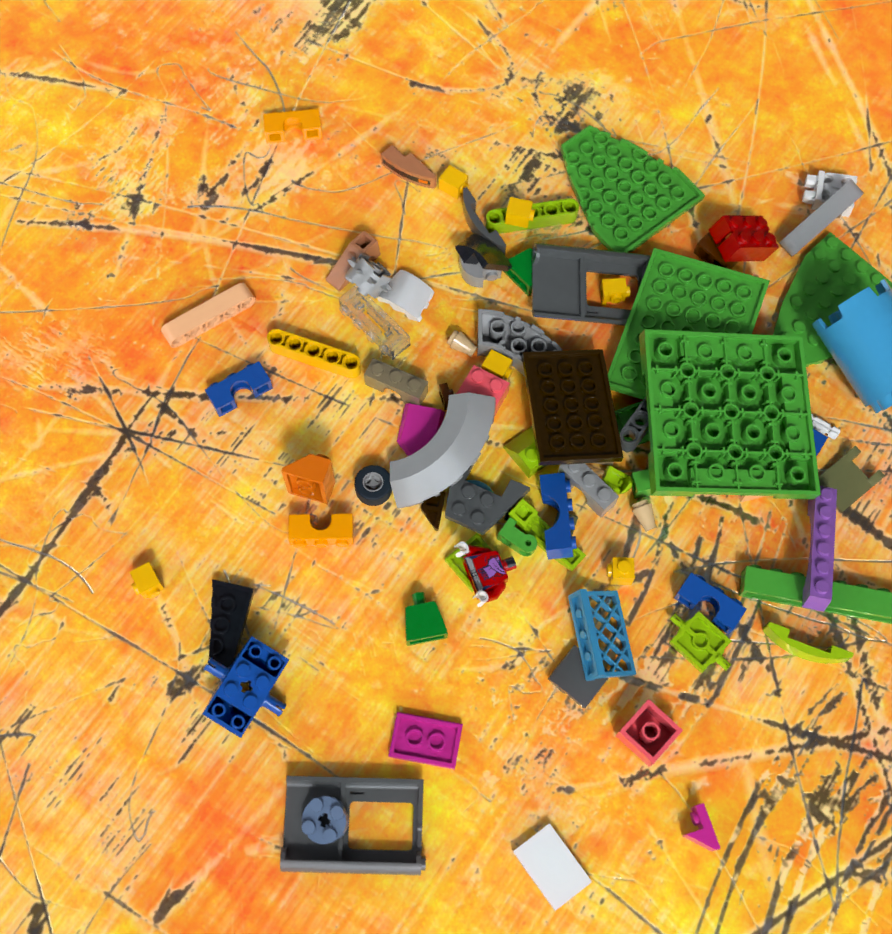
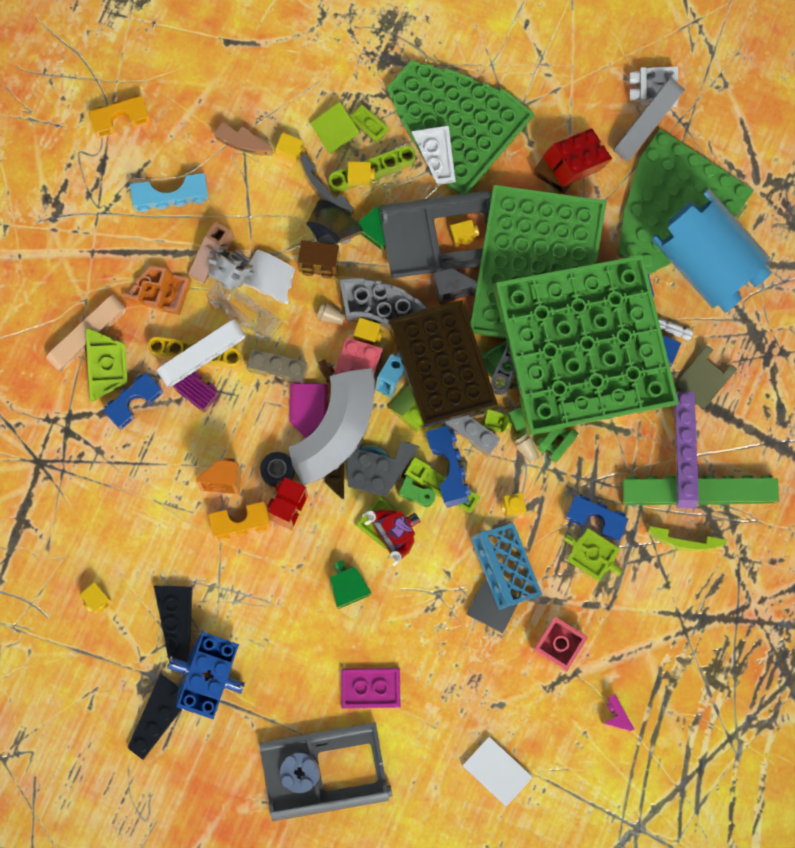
camera: 10 degrees left, 10 degrees up
(179, 725) = (156, 717): none -> black wing
(219, 347) = (105, 364): none -> lime wing
(293, 289) = (160, 290): none -> orange slope
(306, 390) = (197, 391): none -> magenta brick
(319, 351) = (201, 353): none -> white beam
(347, 203) = (192, 190): none -> medium azure arch
(379, 511) = (289, 497): none -> red piece
(461, 285) = (318, 259): none -> reddish brown brick
(502, 173) = (335, 128): none -> lime tile
(512, 413) = (390, 376): none -> medium azure torso
(537, 176) = (369, 124): none -> lime plate
(595, 333) = (452, 285): none -> flat silver slope
(600, 207) = (437, 151): none -> white wing
(667, 513) = (546, 443): none -> bright green brick

